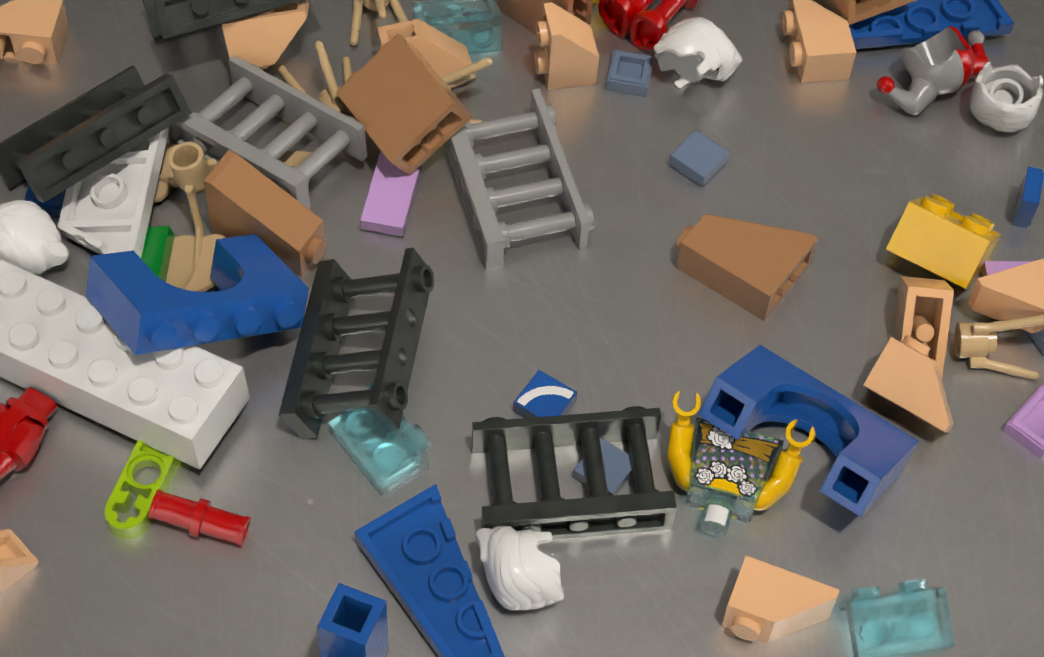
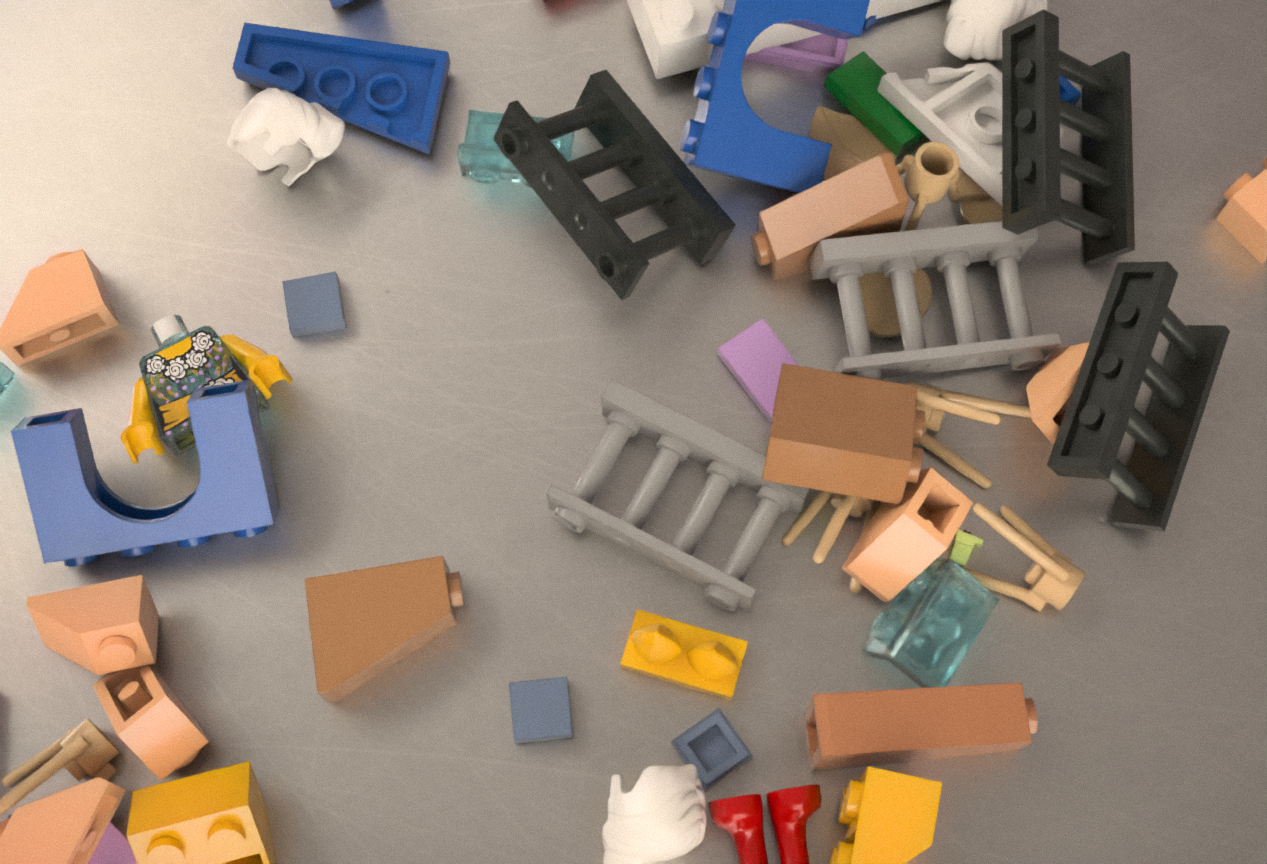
camera: 140 degrees right, 15 degrees up
(544, 397) = (424, 313): blue tile -> none
(566, 49) = (783, 682): light nougat slope -> none
(580, 517) = (307, 212): pearl dark grey fence -> none
(596, 119) = (683, 654): none -> yellow tile

